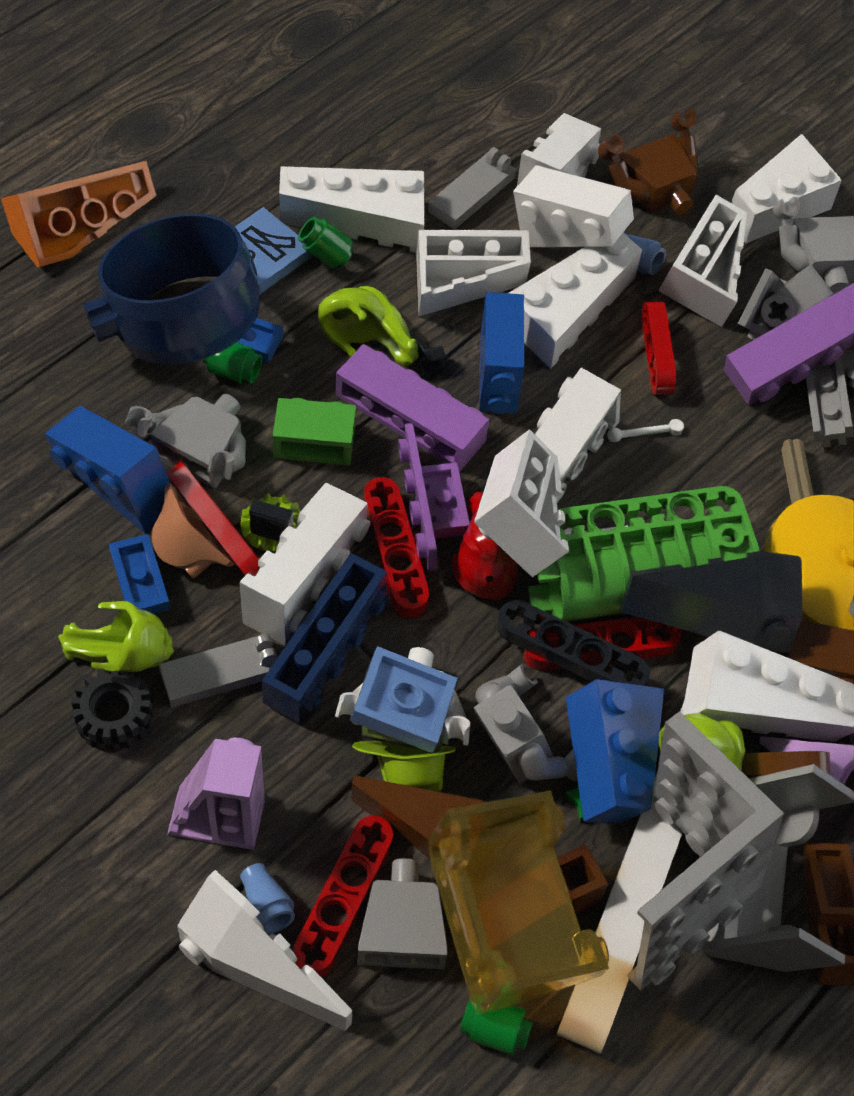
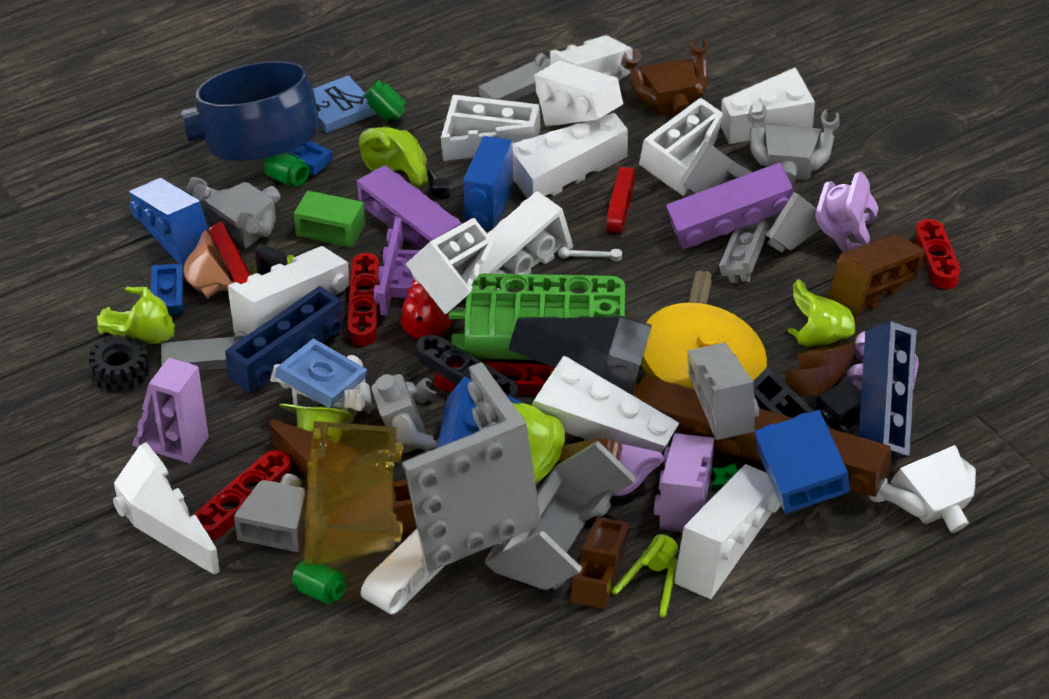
camera: 20 degrees right, 15 degrees down
(69, 215) = (189, 61): orange wedge -> none
(268, 898) = (188, 485): medium blue cone -> none
(356, 201) = (419, 76): white wedge -> none
(652, 255) = (636, 137): medium blue cone -> none
(797, 295) = (740, 164): light grey piece -> none

